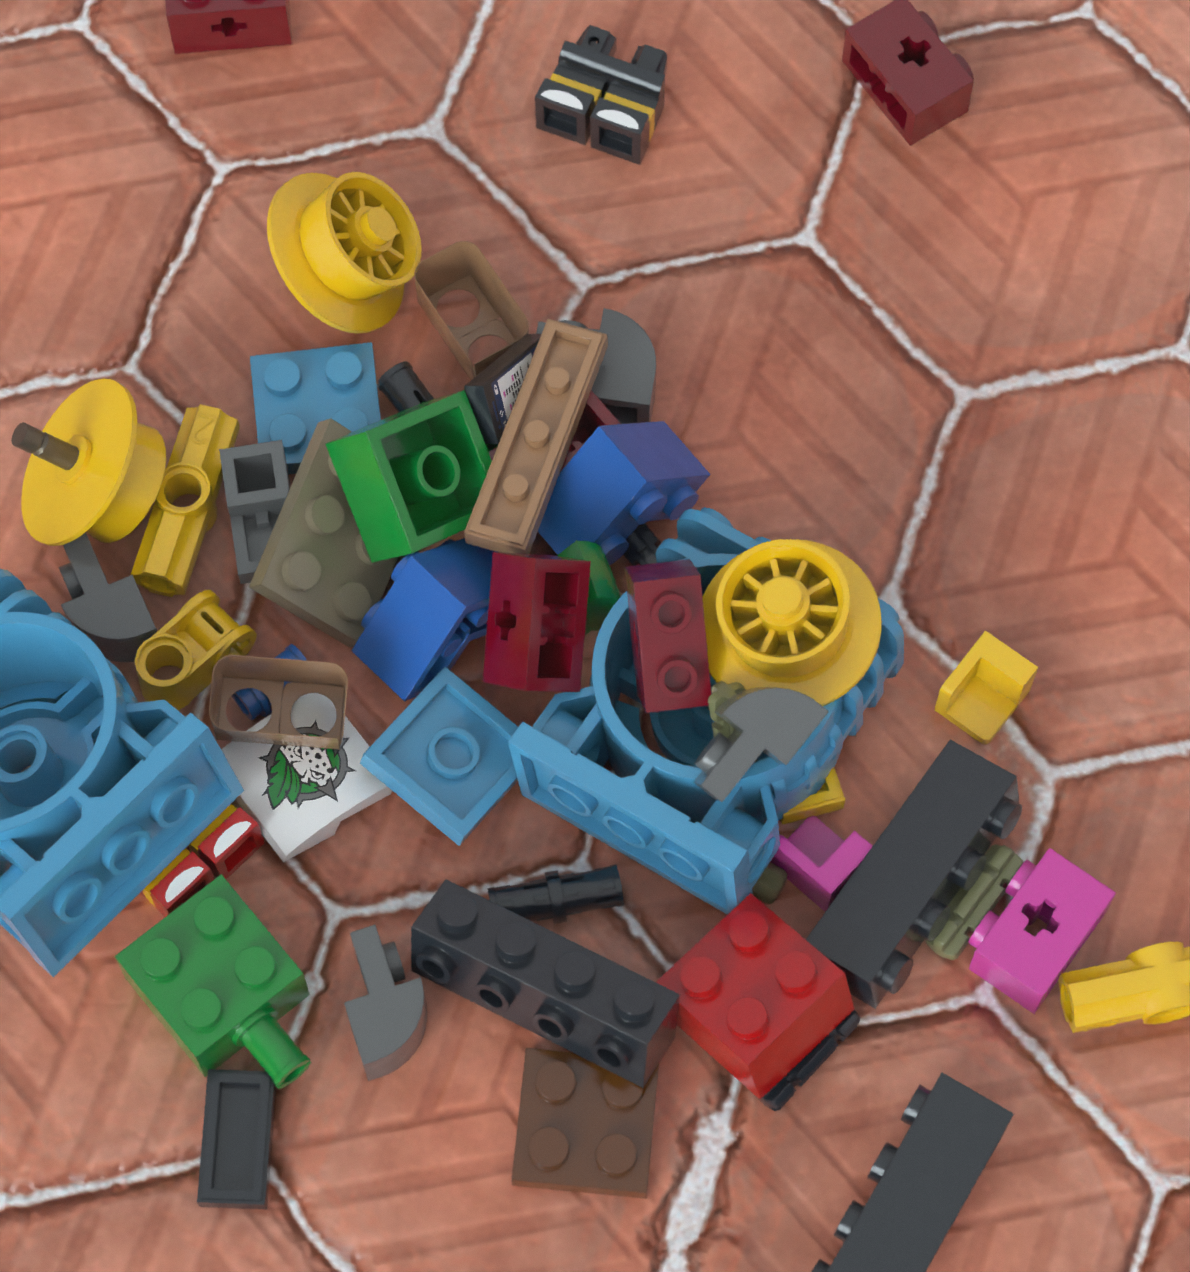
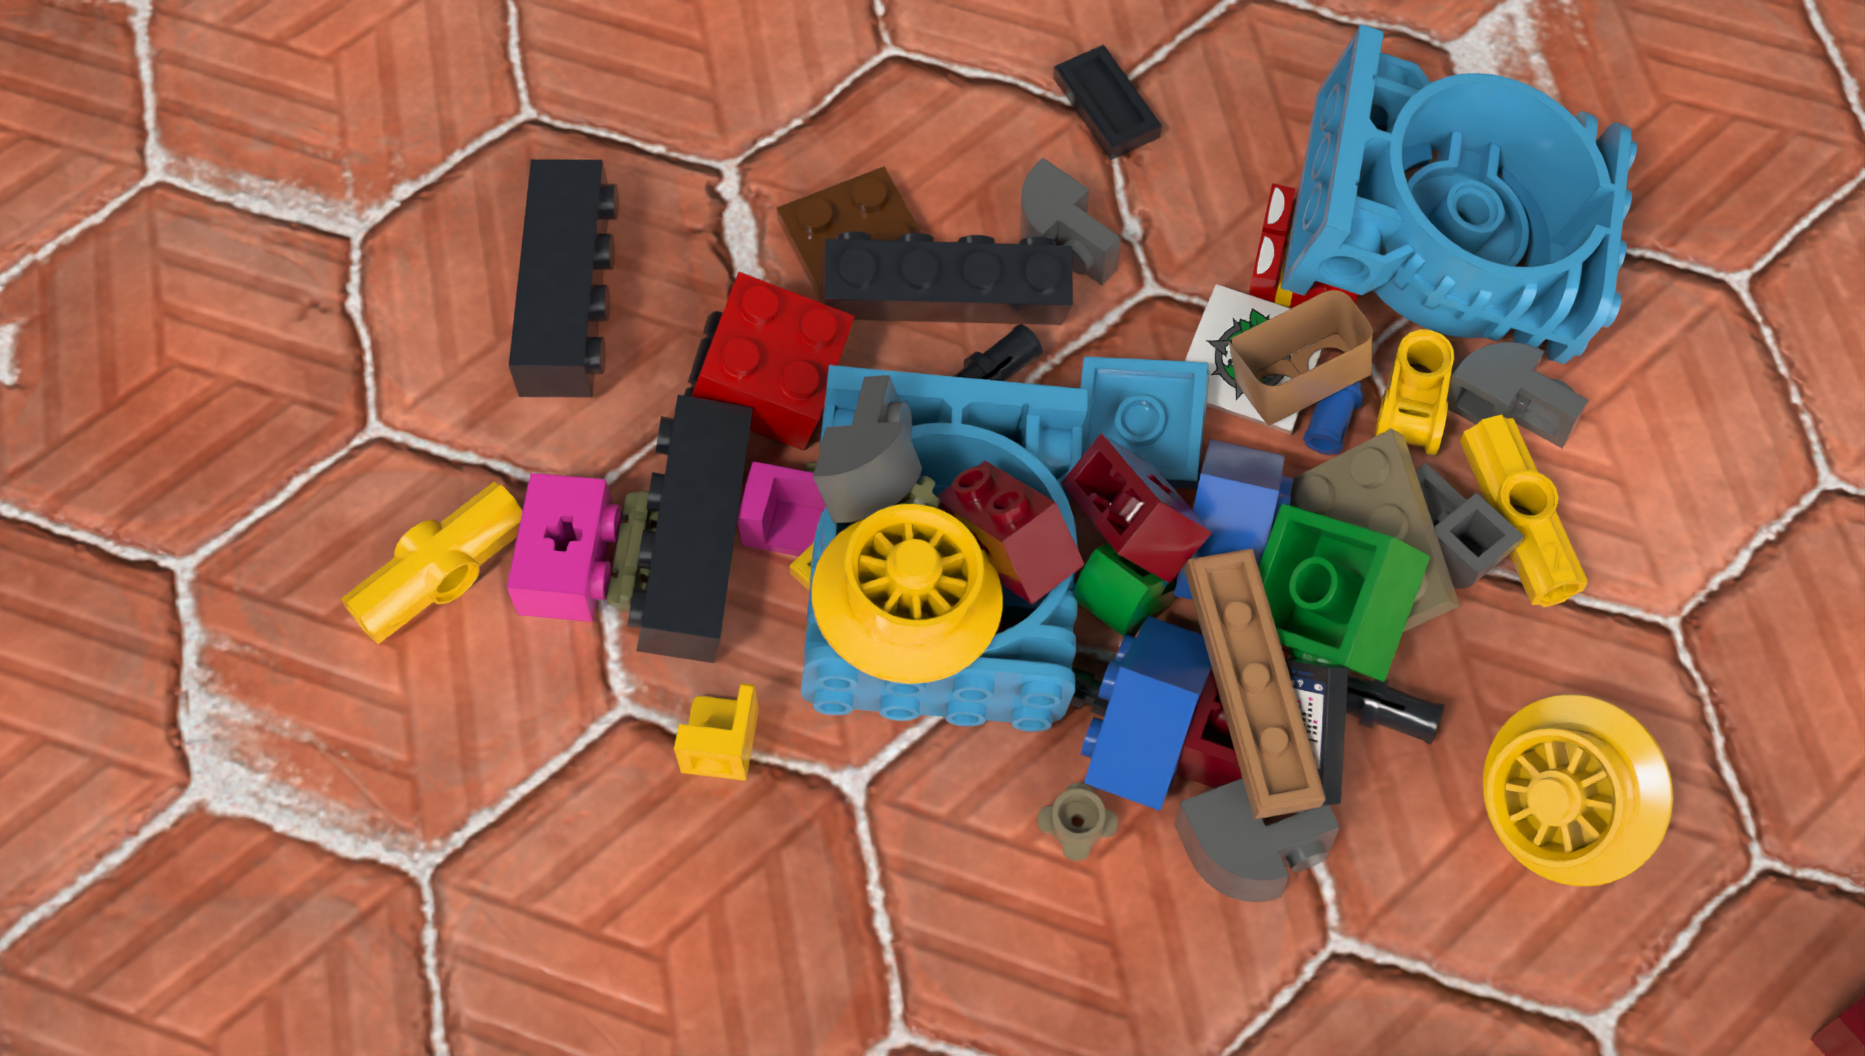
camera: 150 degrees right, 5 degrees down
(90, 467) = (1614, 466): yellow piece -> none
(219, 983) = (1195, 172): green brick -> none
(311, 386) = (1481, 666): dark azure plate -> none
(467, 269) = (1401, 786): medium nougat piece -> none
(734, 448) = (1077, 802): none -> dark tan plate

